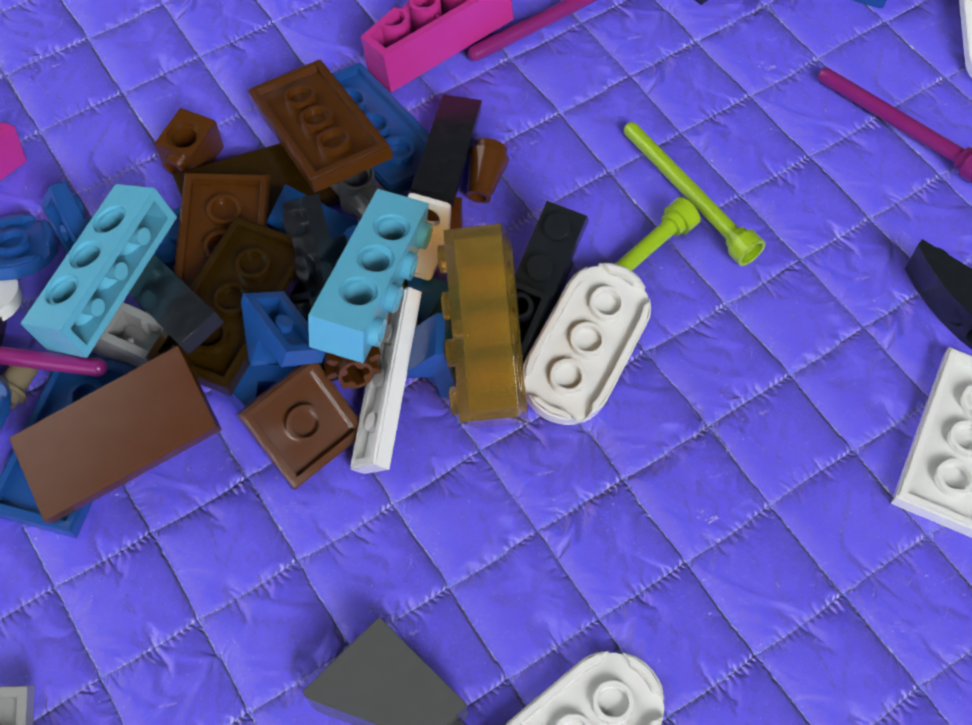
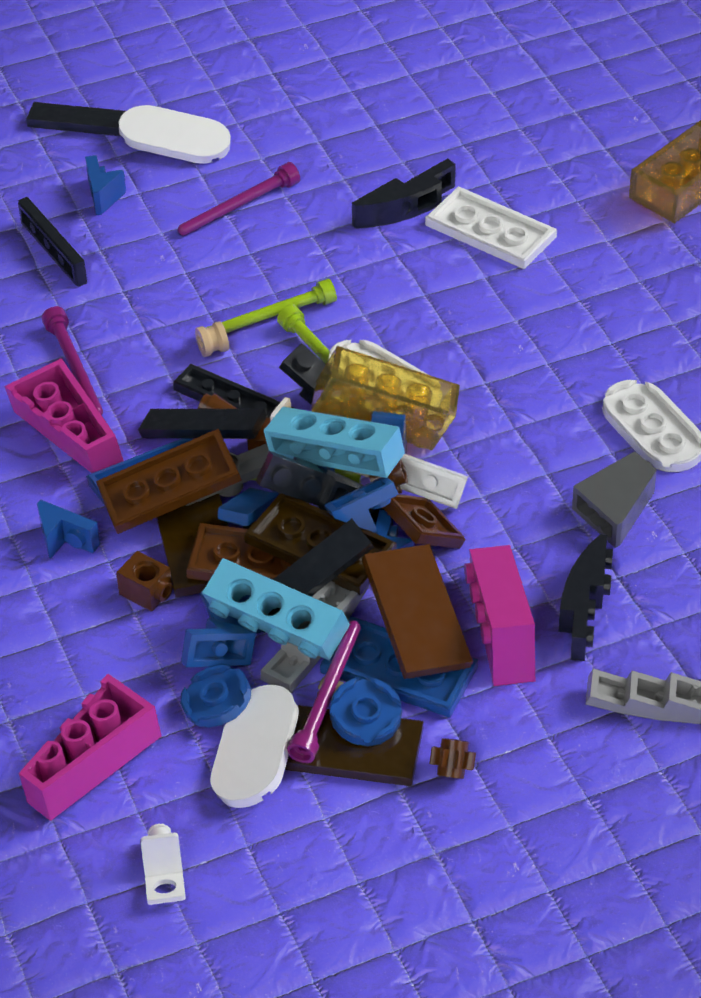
camera: 80 degrees left, 15 degrees down
(140, 545) = (502, 614): none -> dark pink wedge
(200, 661) = (584, 593): none -> black slope
(265, 50) = (65, 526): none -> blue slope
(526, 176) = (197, 382): none -> black tile
(615, 136) = (212, 339): none -> tan wheel

